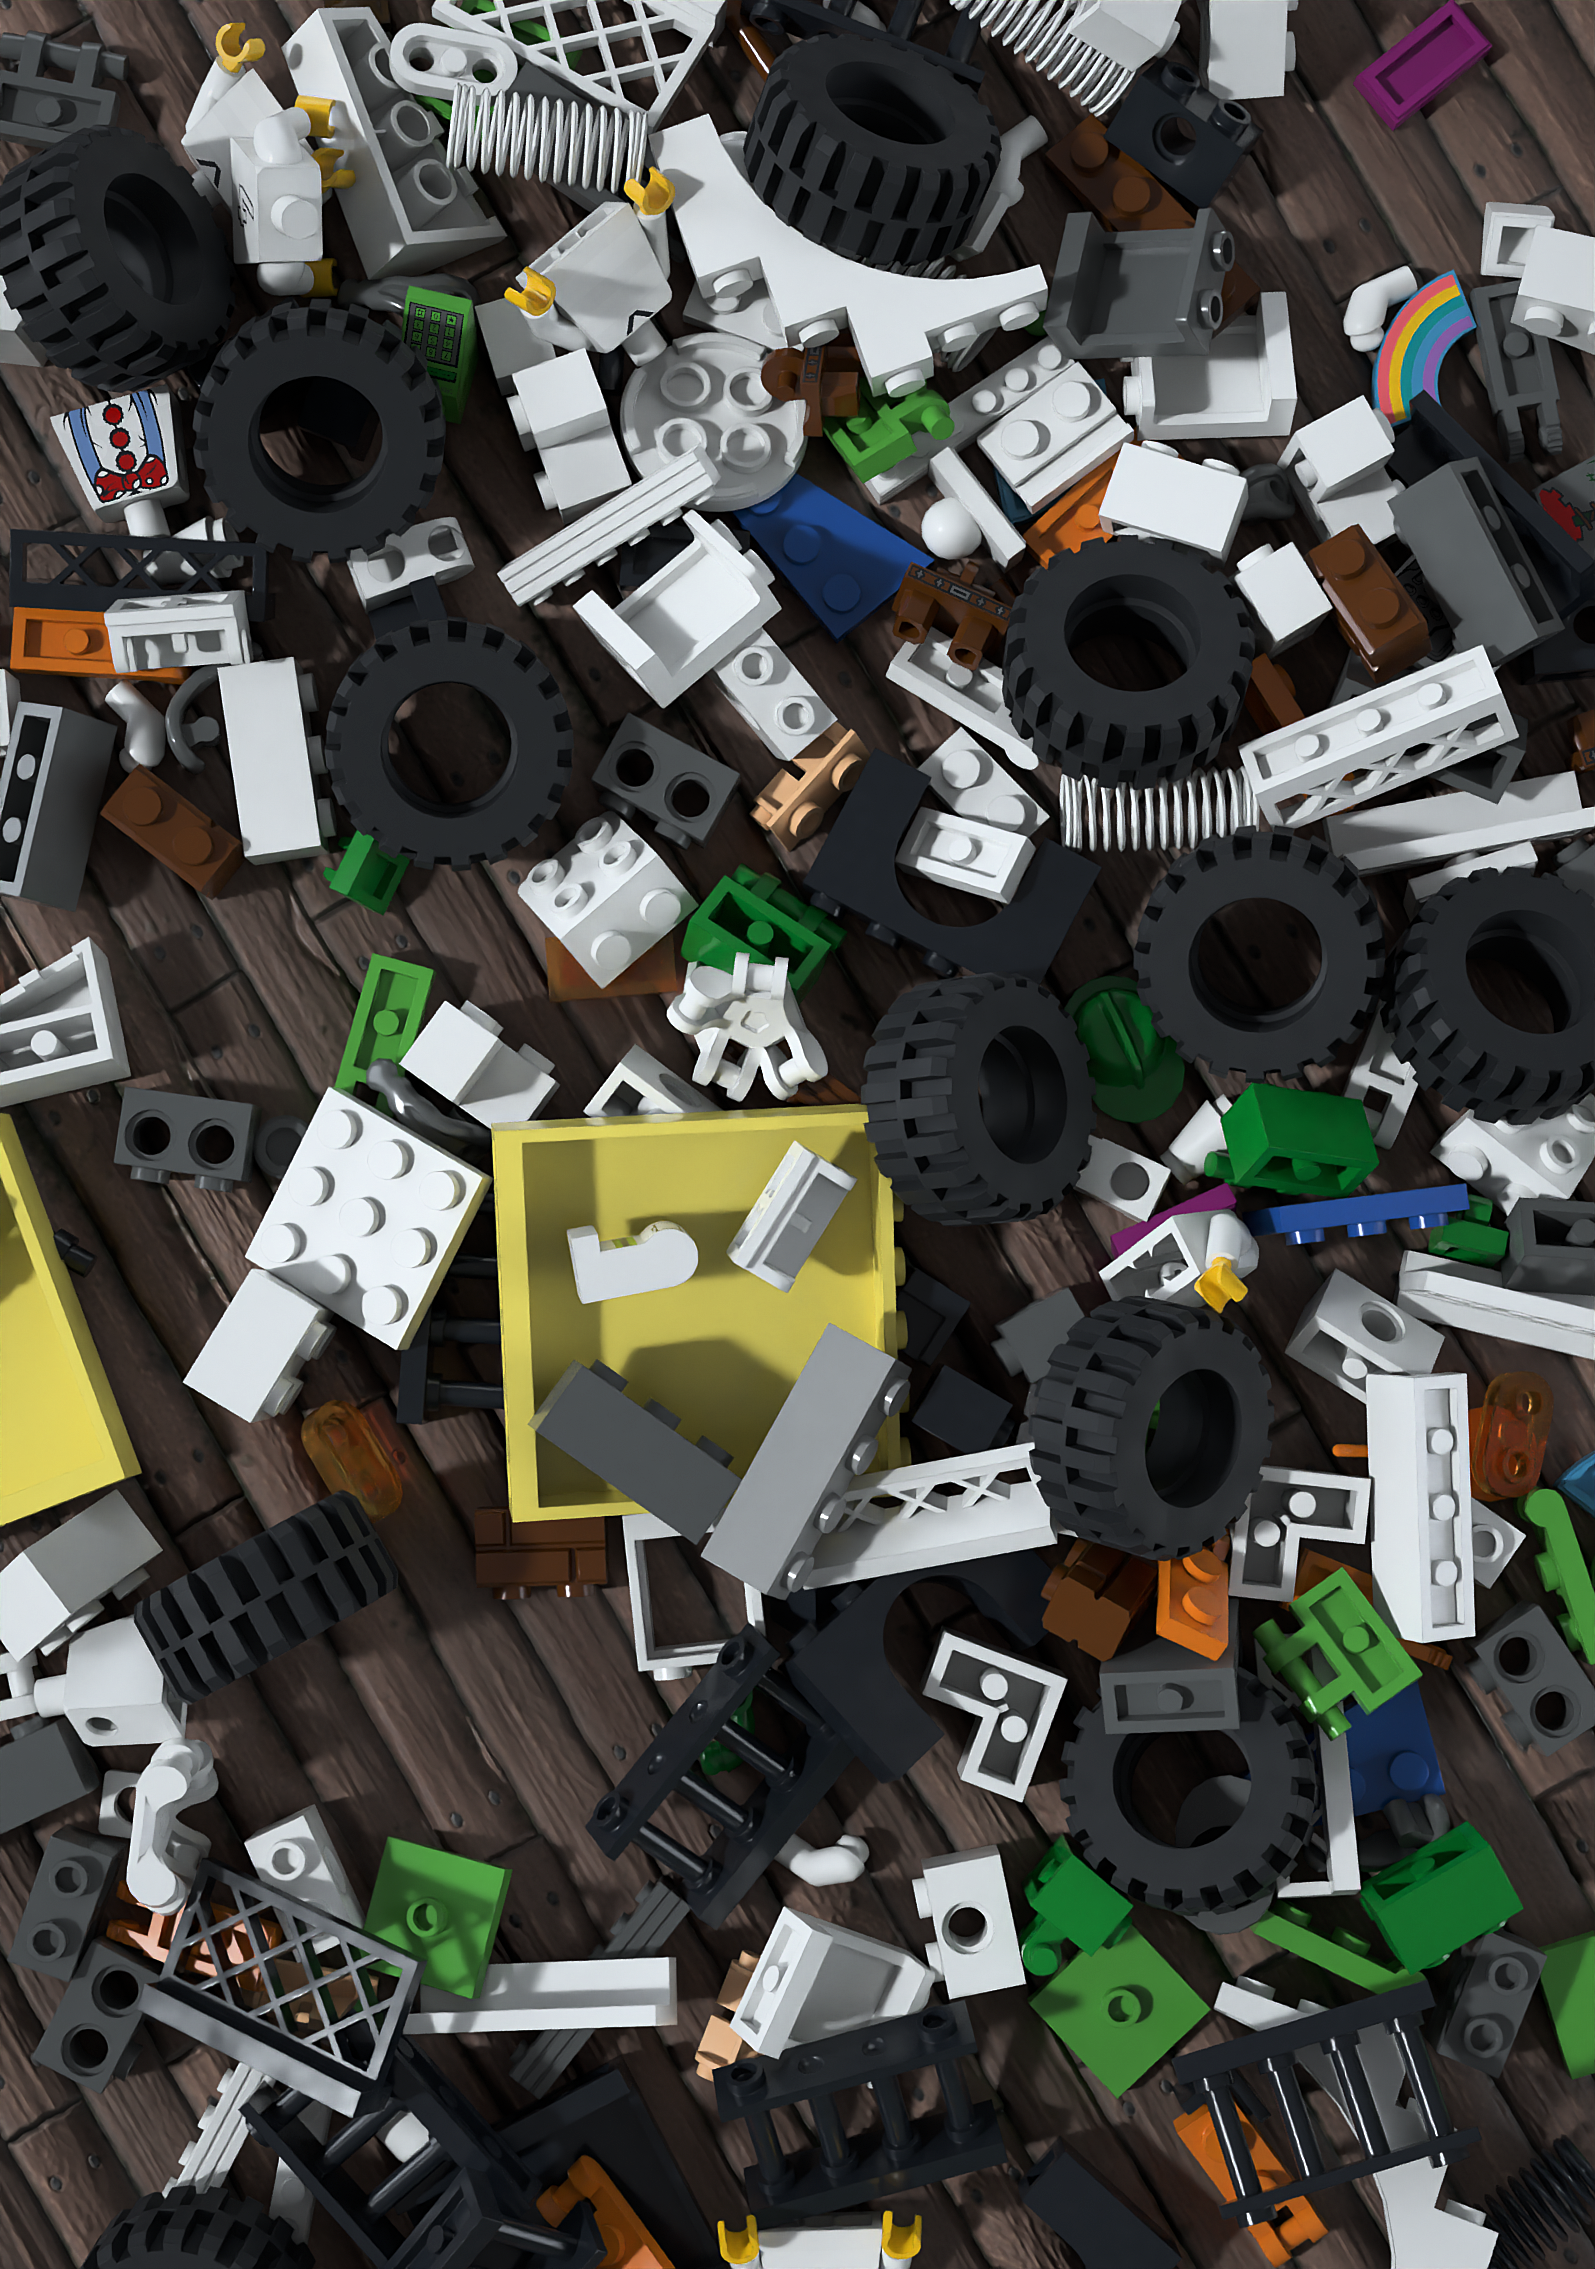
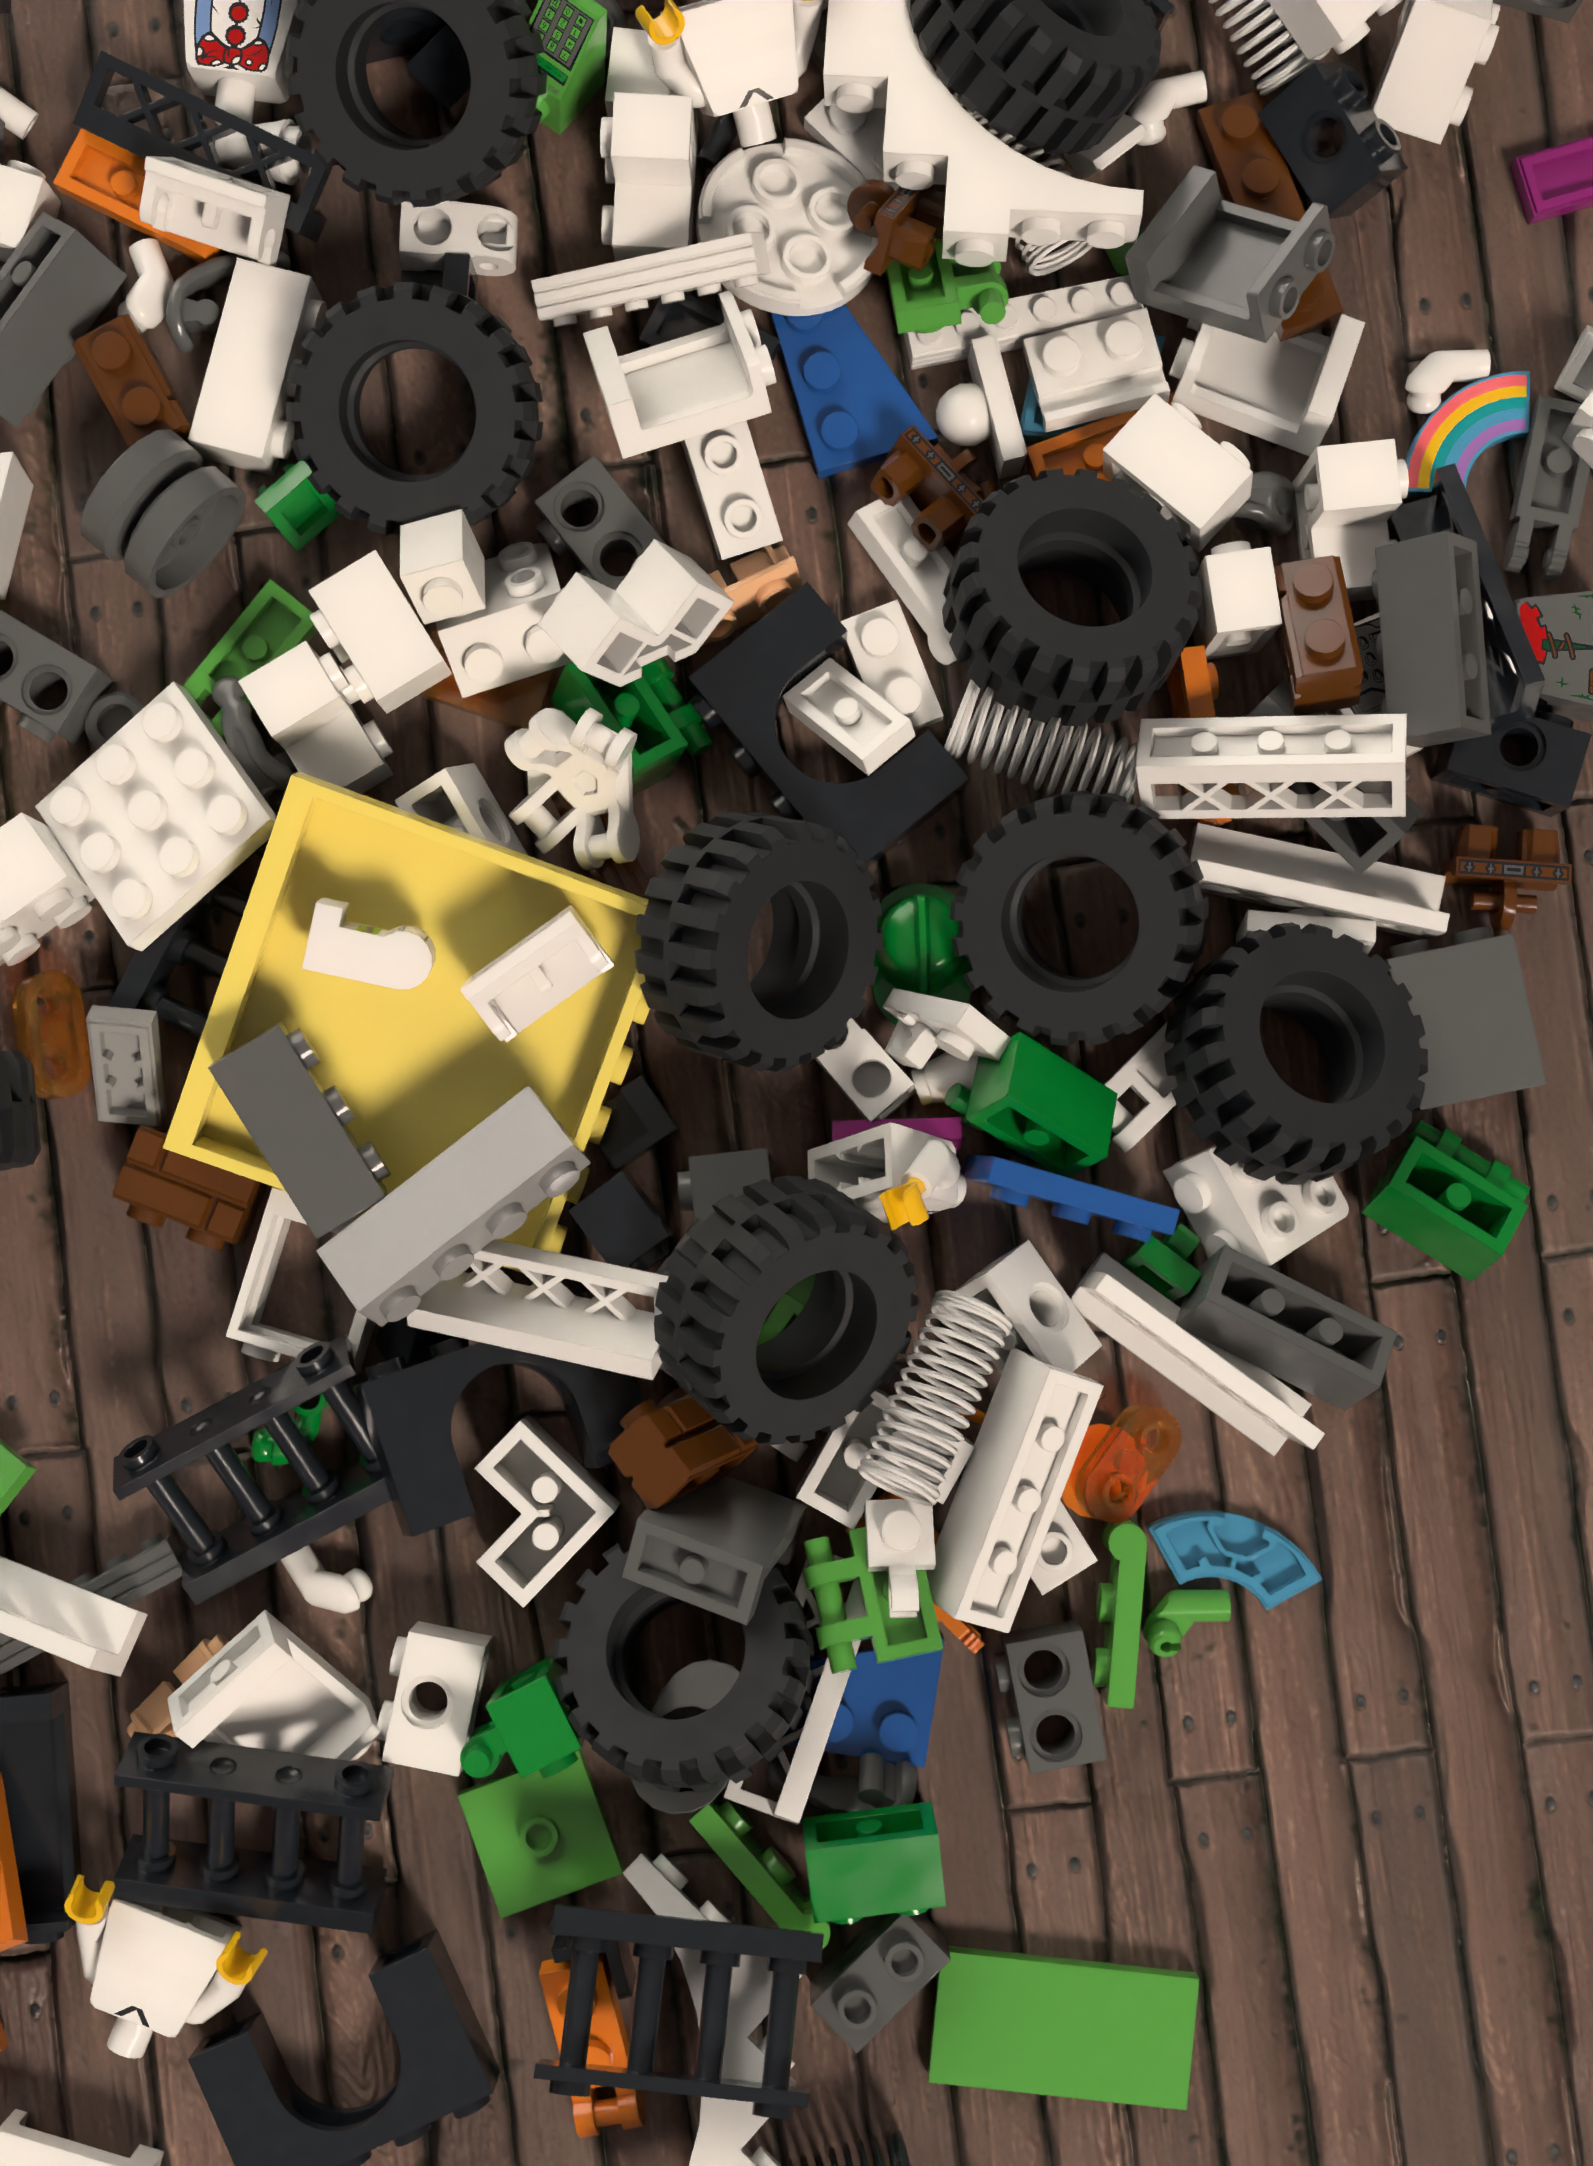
camera: 25 degrees right, 0 degrees up
(252, 935) = (162, 513): none -> dark grey wheel
(437, 1461) = (127, 1065): none -> light grey plate
(504, 962) = (374, 626): none -> white brick
(540, 878) = (442, 566): none -> white brick
(751, 833) = (655, 612): none -> white brick
(1162, 1107) = (941, 1023): none -> white hinge
(1195, 1600) = (761, 1486): orange hinge -> none
(1316, 1539) = (944, 1309): none -> white piece
(1343, 1596) = (900, 1543): none -> white plate

